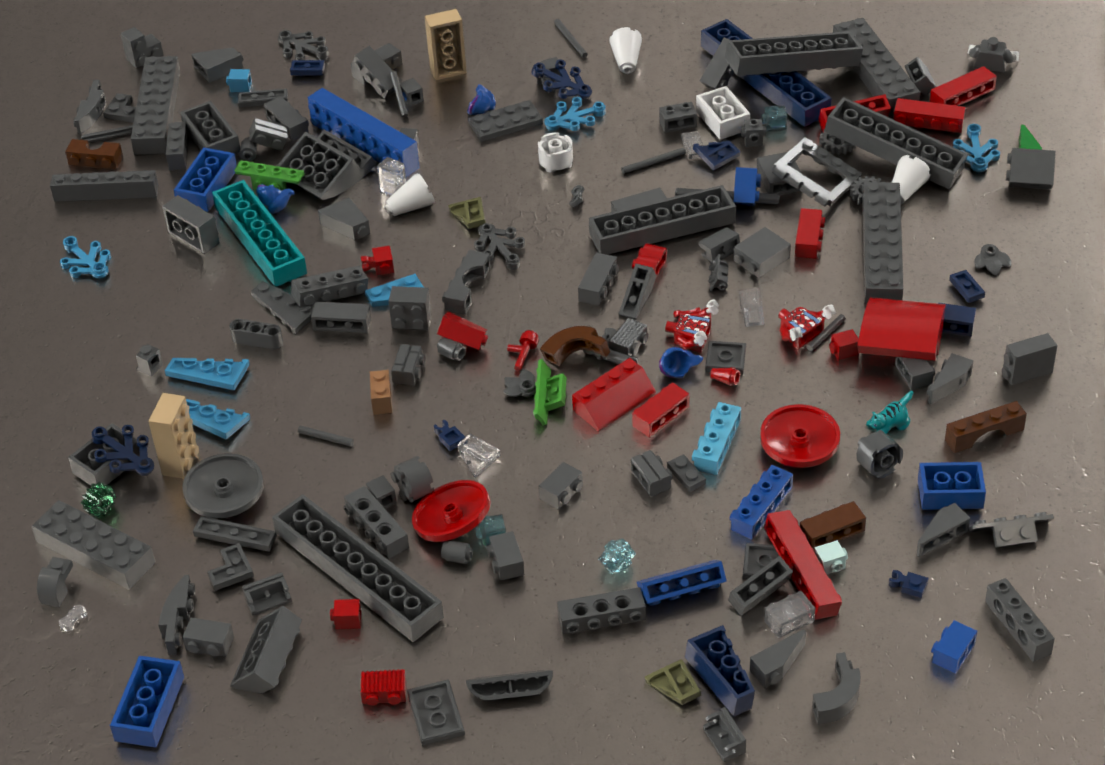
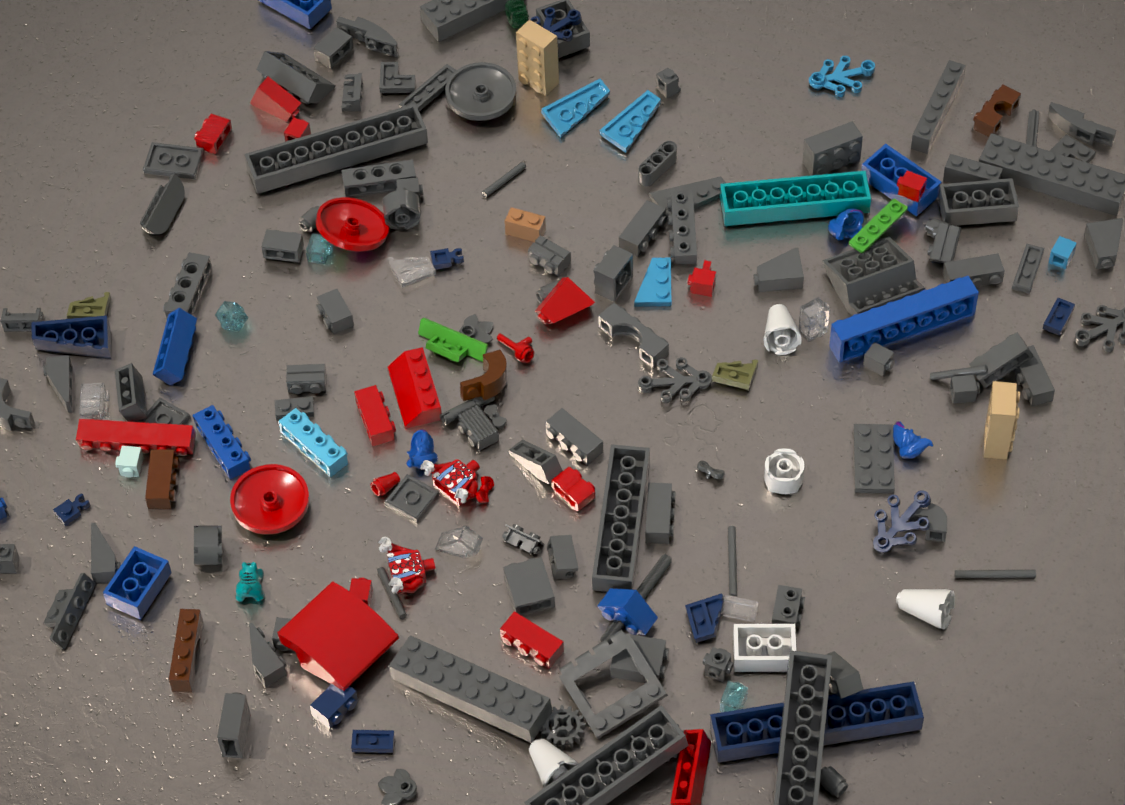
camera: 115 degrees right, 10 degrees up
(222, 153) = (911, 186): none -> red brick
(311, 652) = (275, 100): none -> red slope
(556, 120) = (846, 517): dark azure plant -> none

